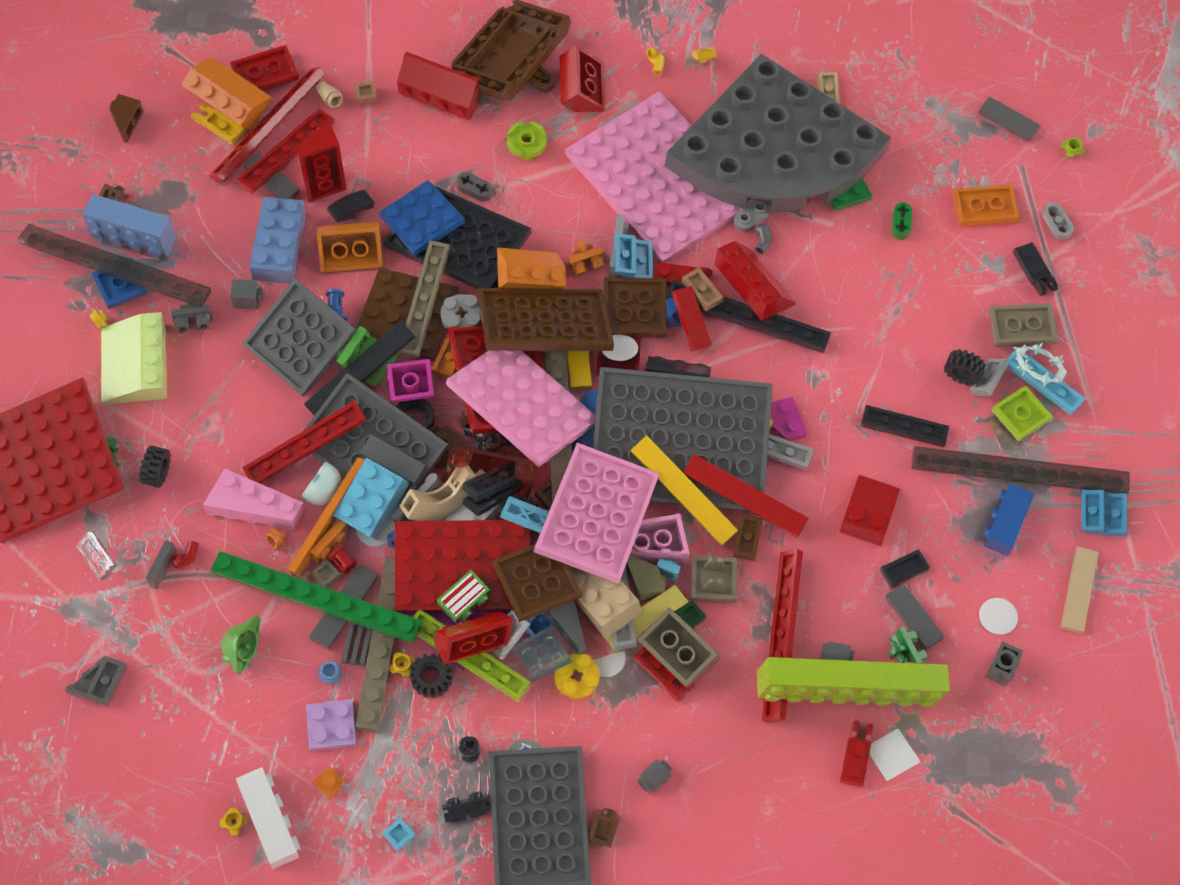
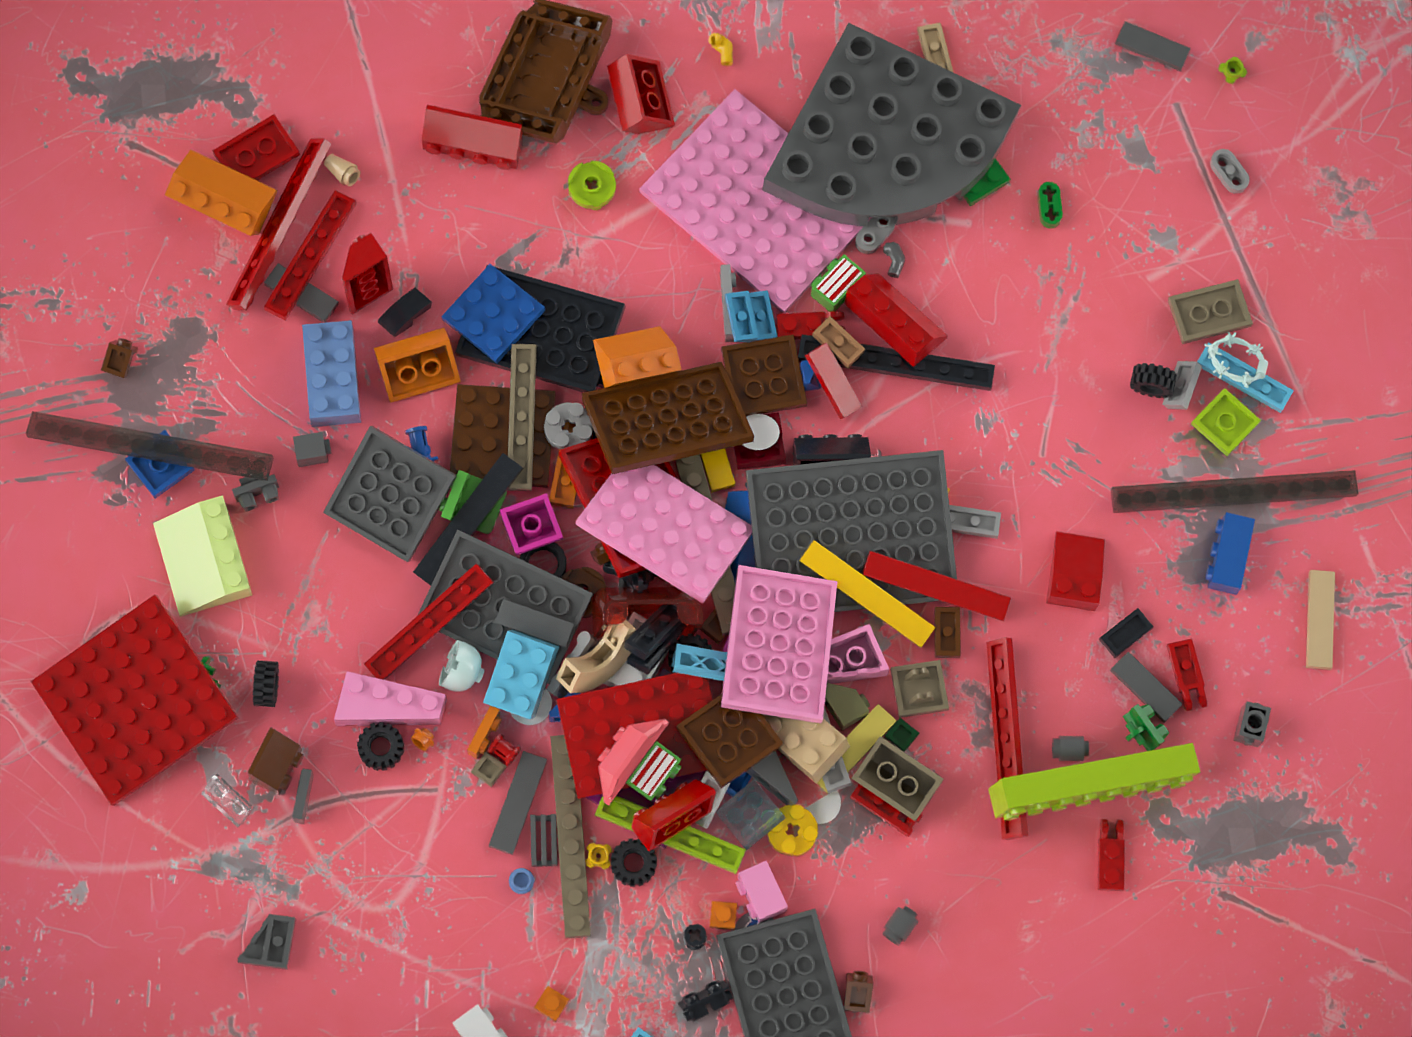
camera: 15 degrees left, 10 degrees up
(99, 318) = (148, 513): yellow plate -> none
(126, 115) = (105, 245): reddish brown slope -> none
(129, 226) = (154, 393): medium blue brick -> none
(143, 530) = (275, 762): none -> reddish brown slope
(187, 558) = (328, 782): red arm -> none
(219, 124) = (220, 235): yellow hinge -> none
(238, 525) = (376, 731): none -> black tyre
(241, 643) = (415, 870): bright green hat -> none
(317, 597) = (486, 799): green plate -> none
(323, 524) = (476, 707): orange tile -> none
(331, 725) = (537, 939): lavender plate -> none
(365, 92) = (385, 158): medium nougat plate -> none
(442, 577) = (626, 754): none -> coral wedge
(475, 186) = (541, 262): dark grey beam -> none
(499, 736) = (723, 915): none -> orange plate
(537, 722) = (761, 892): none -> bright pink brick
(595, 256) = (686, 332): orange hips -> none
(669, 568) = (868, 687): medium azure plate -> none
(704, 54) = (778, 29): yellow plate -> none
(704, 249) = (832, 287): none -> brick
(787, 419) = (964, 481): dark pink wing -> none
(893, 754) = (1149, 848): white sticker -> none
(905, 426) = (1097, 462): black tile -> none
(953, 610) = (1187, 672): none -> red hinge
(986, 205) = (1143, 165): orange tile -> none
(998, 616) = (1237, 667): white sticker -> none
(1035, 268) = (1212, 235): black hinge -> none
(1104, 513) = (1334, 523): dark azure slope -> none

